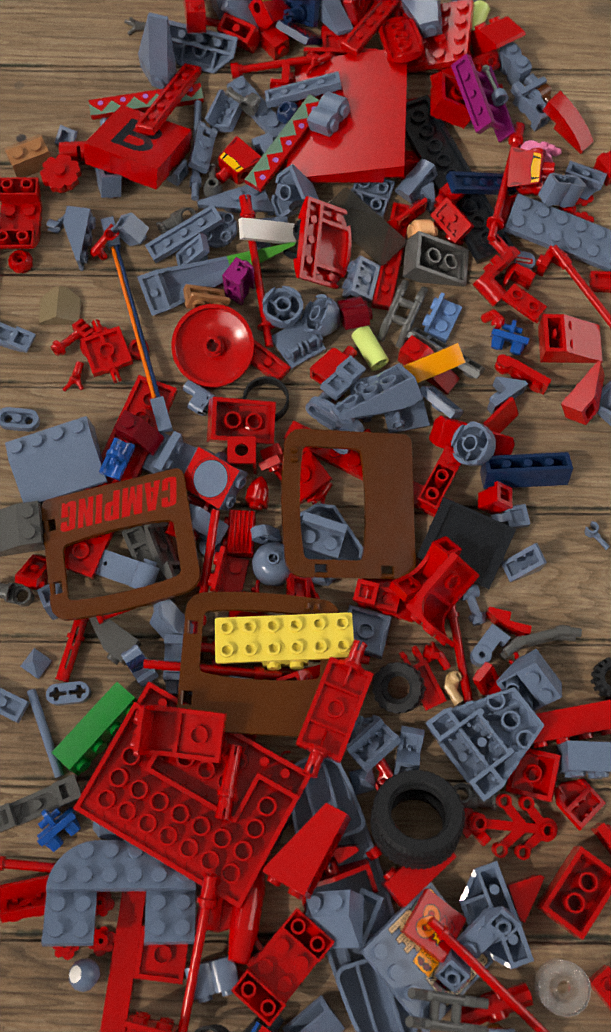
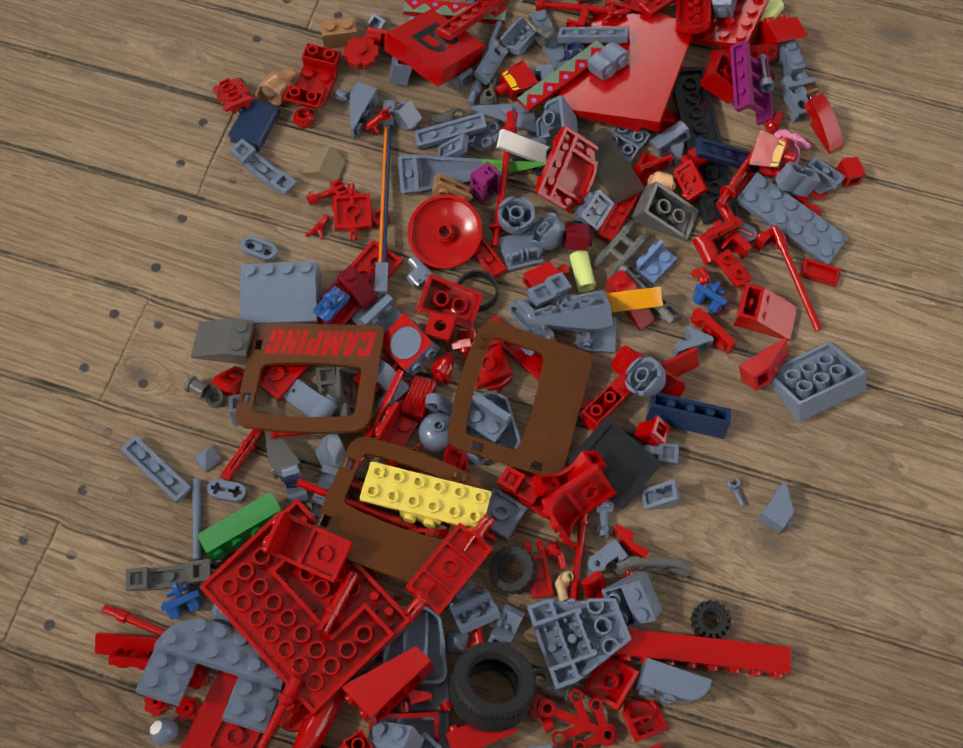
camera: 15 degrees right, 5 degrees down
(441, 402) = (630, 334): sand blue plate -> none

